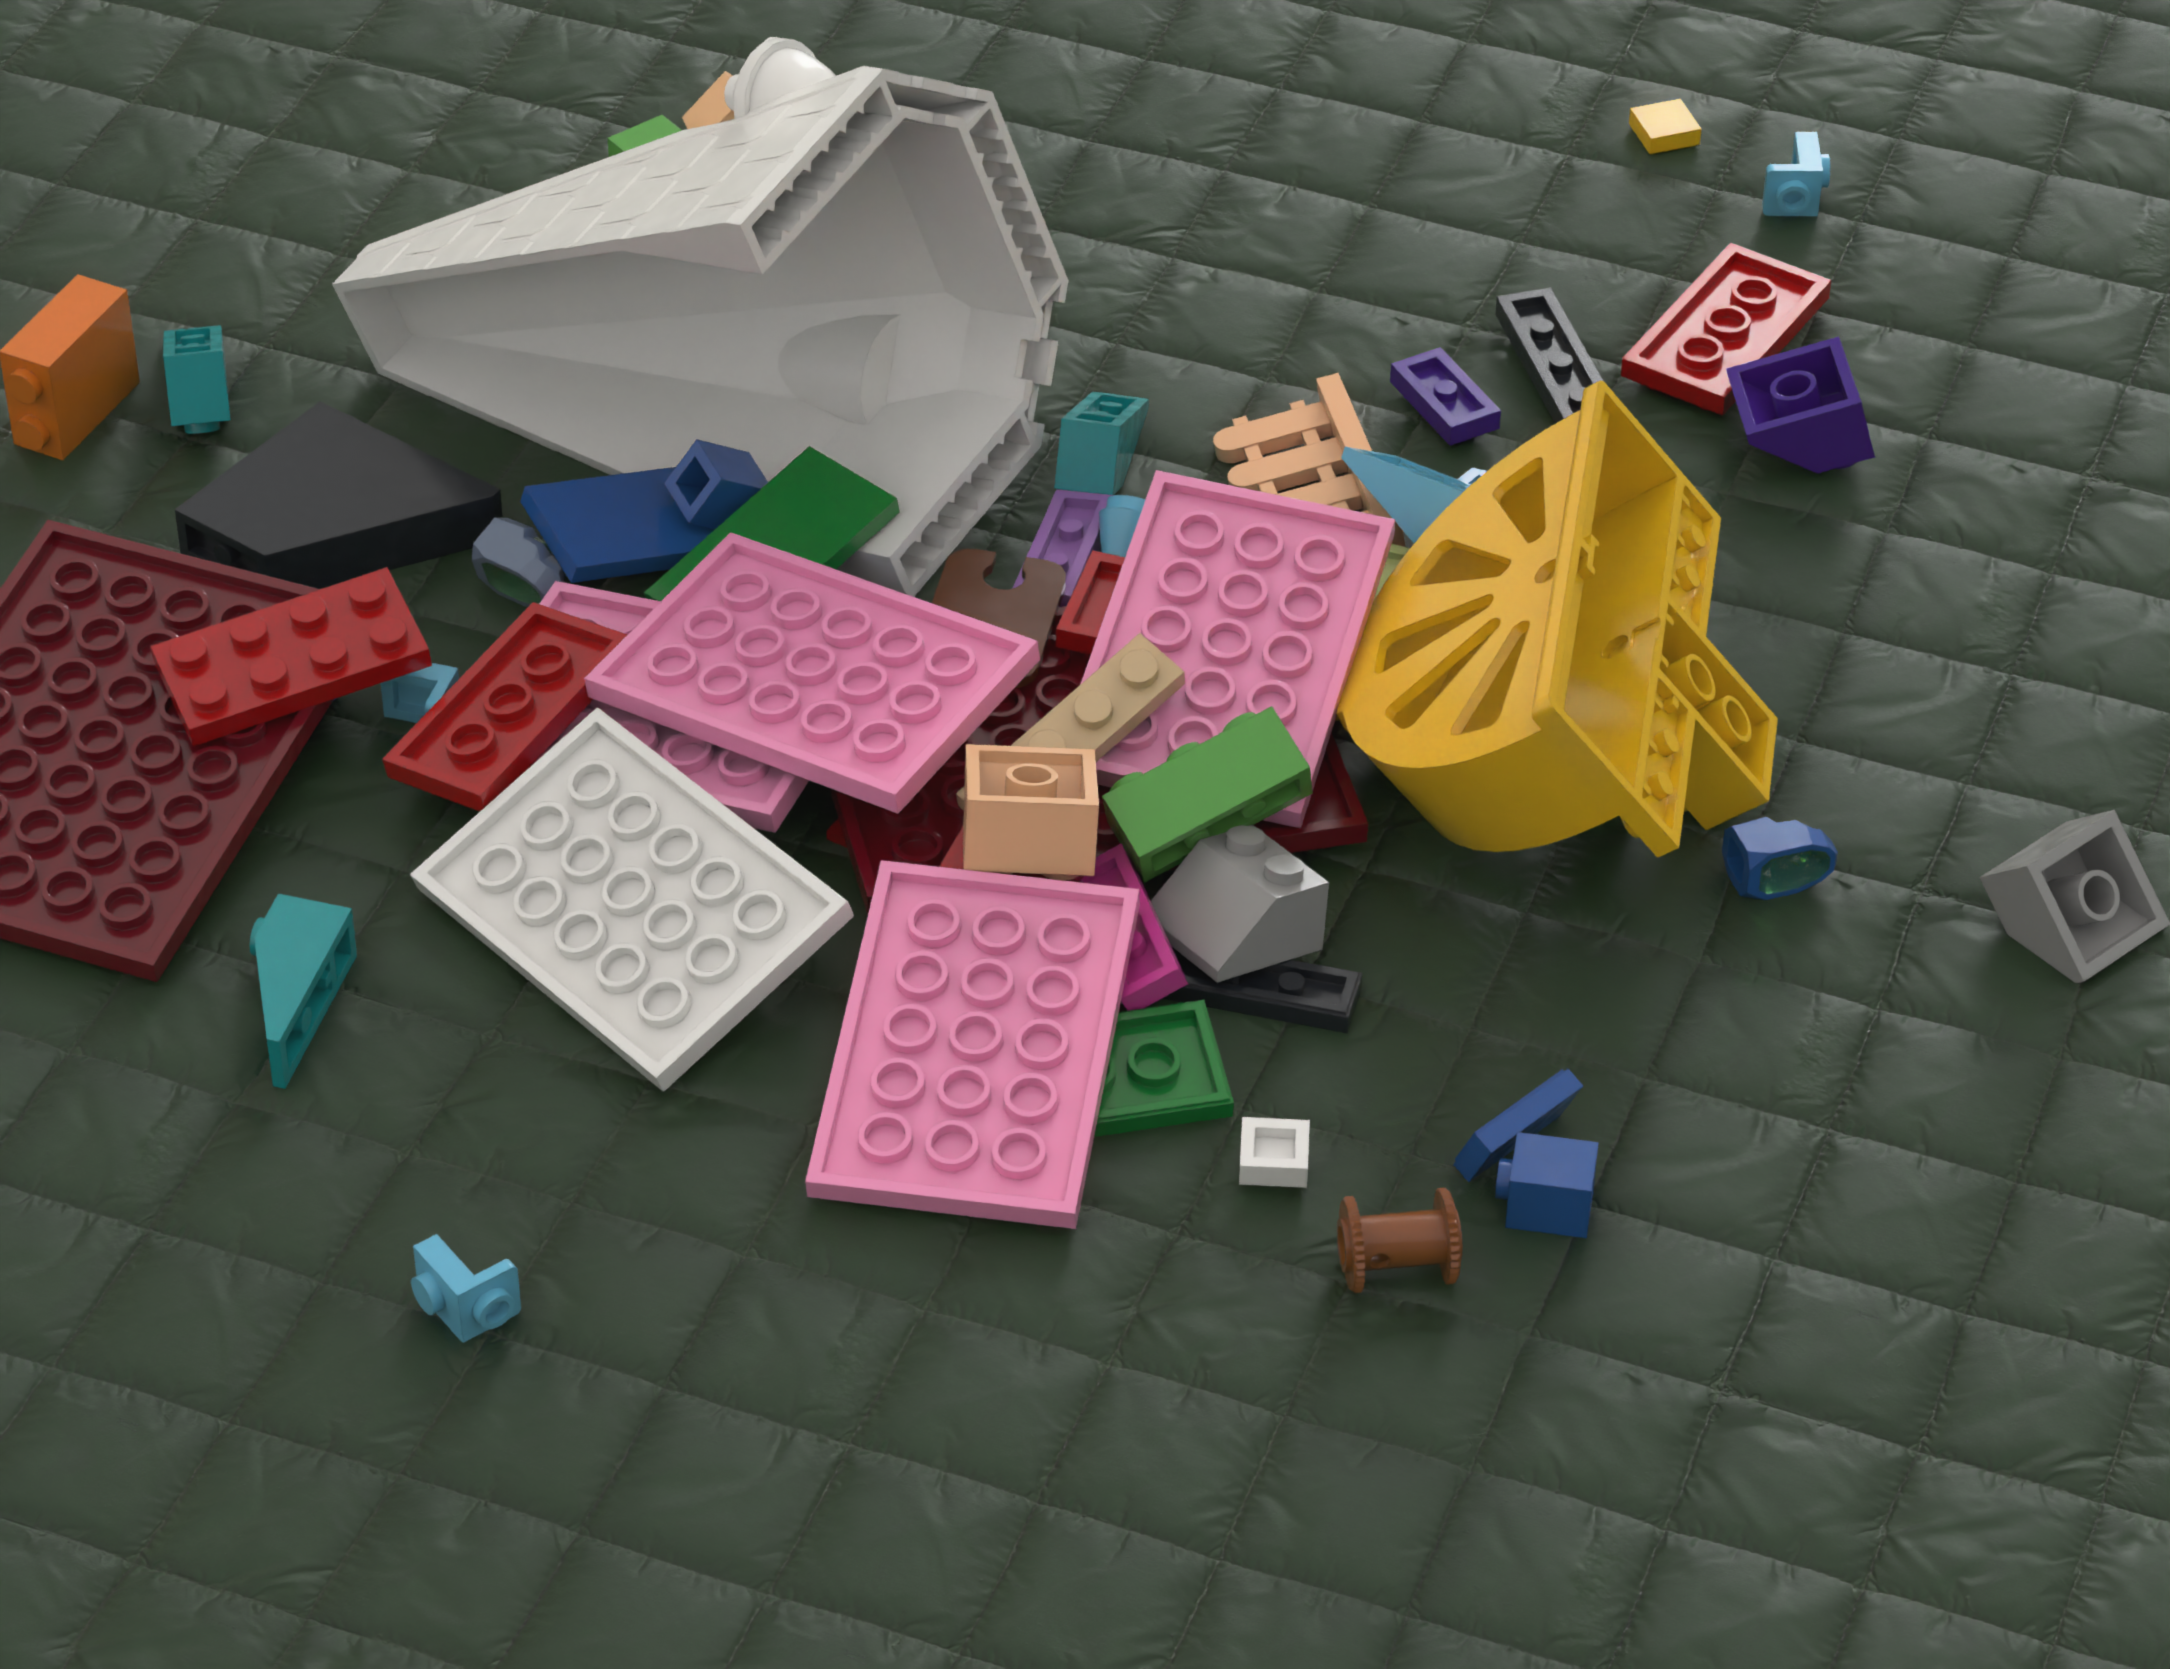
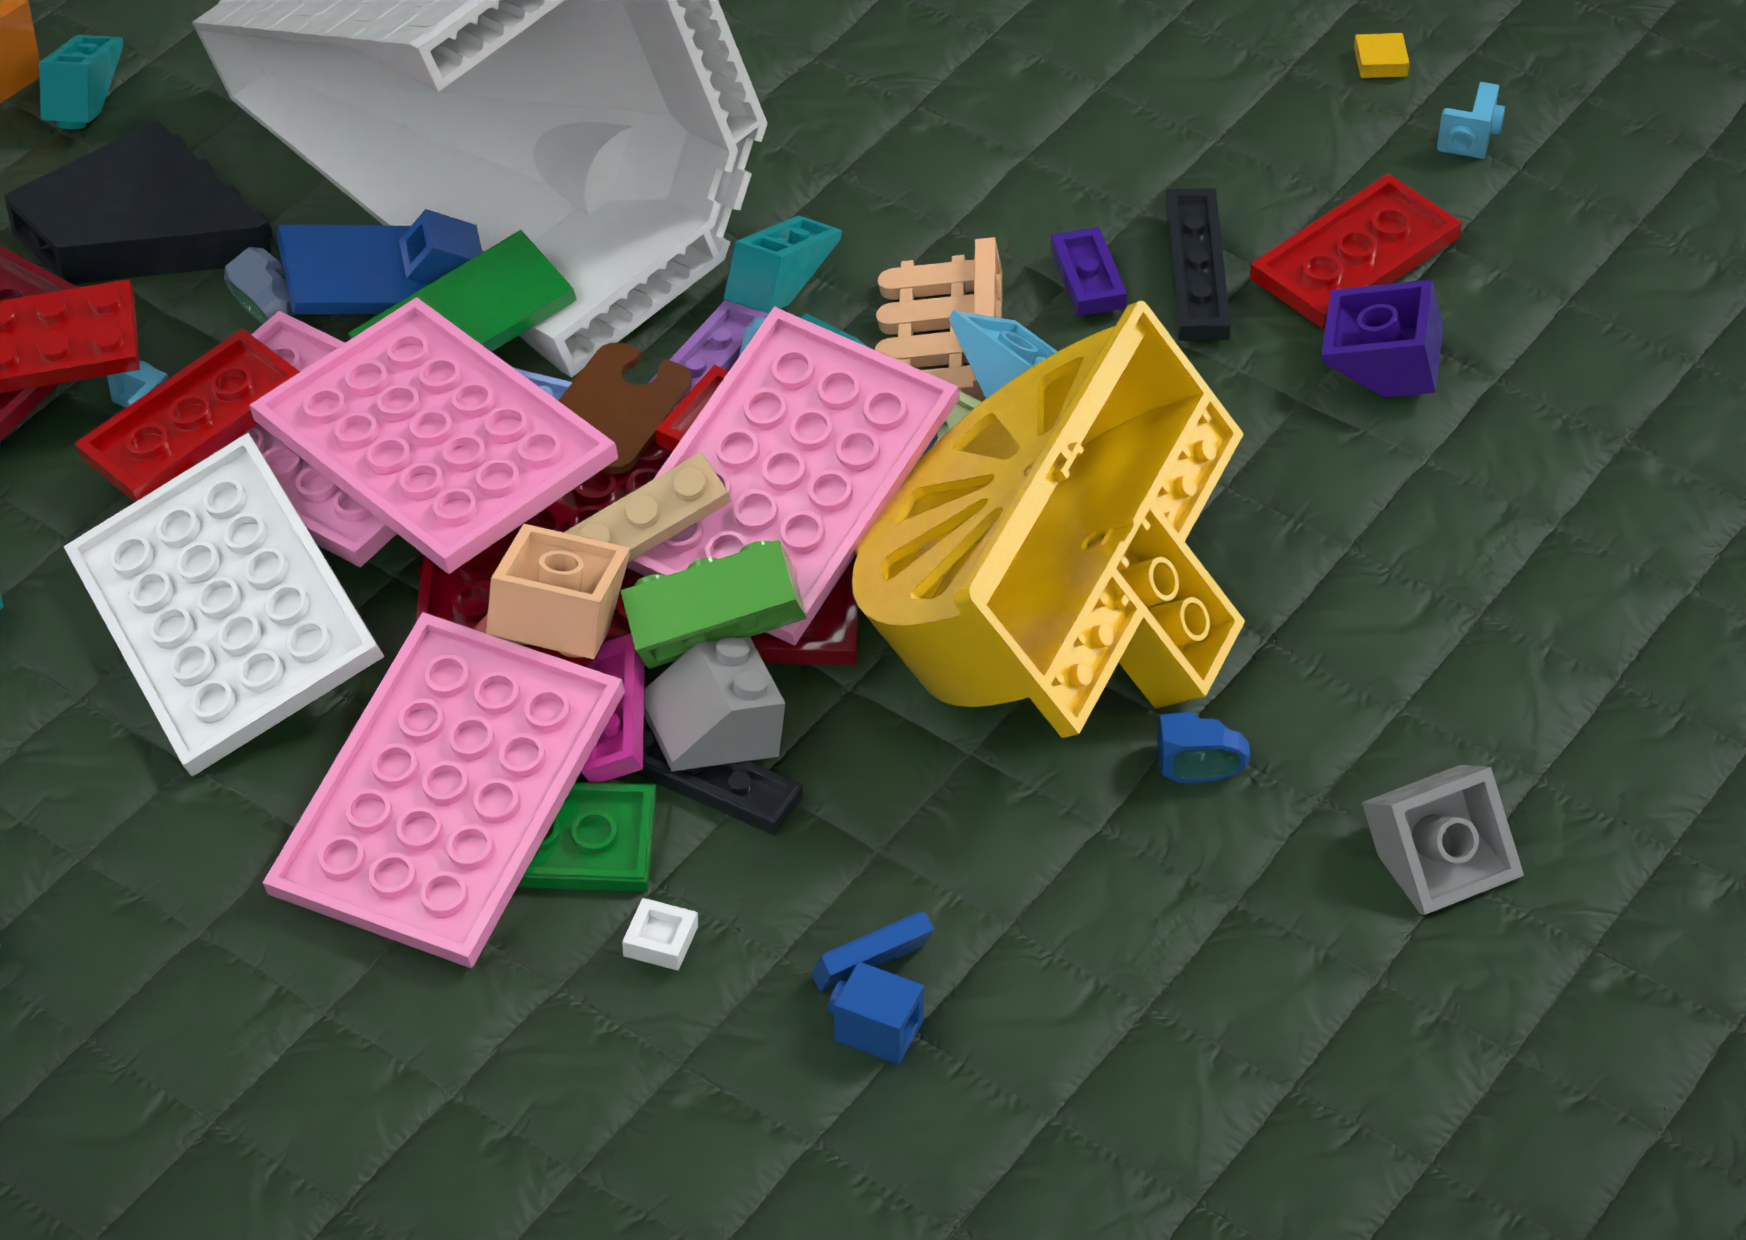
camera: 15 degrees right, 5 degrees up
(1399, 1240) = (726, 1037): dark orange hose -> none

